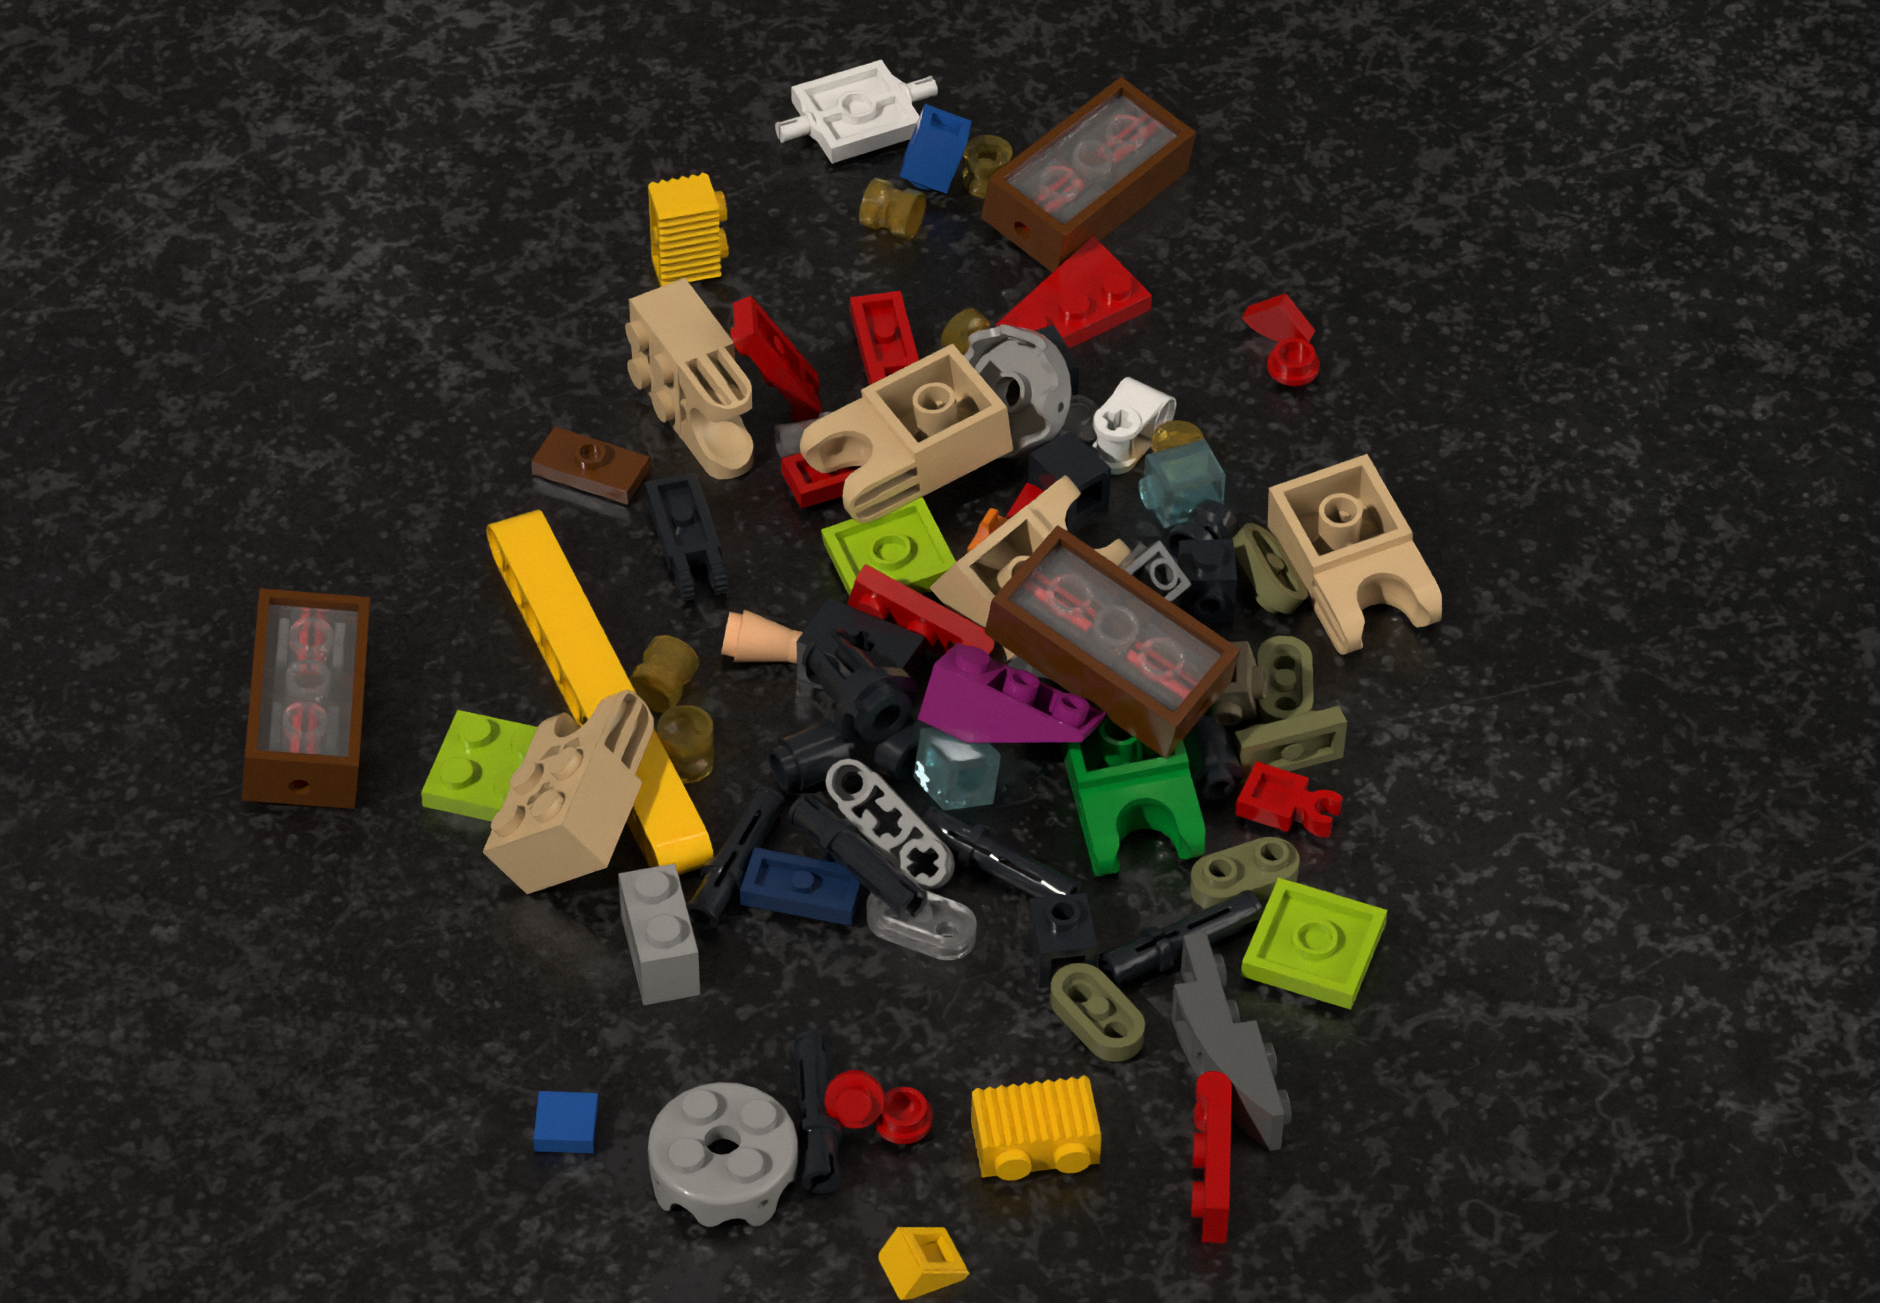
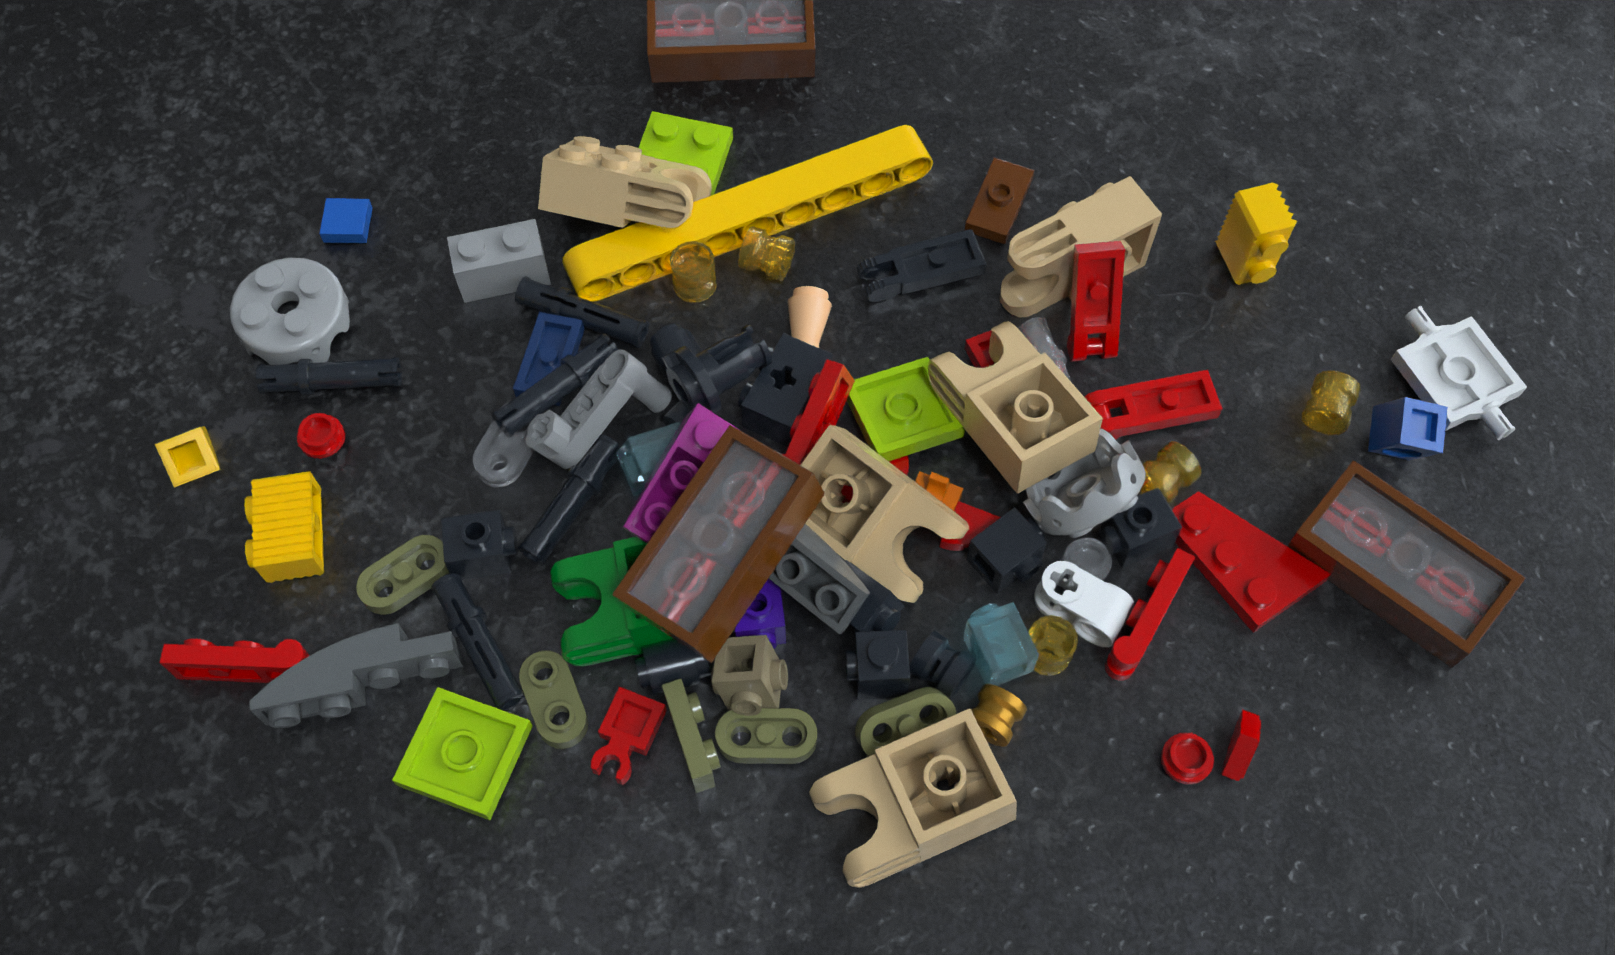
camera: 90 degrees right, 15 degrees up
(854, 1099) = (318, 391): red plate -> none
(982, 159) = (1421, 473): clear yellow wheel -> none
(1117, 356) = (1147, 616): none -> red plate
(1250, 496) = (997, 713): none -> pearl gold wheel

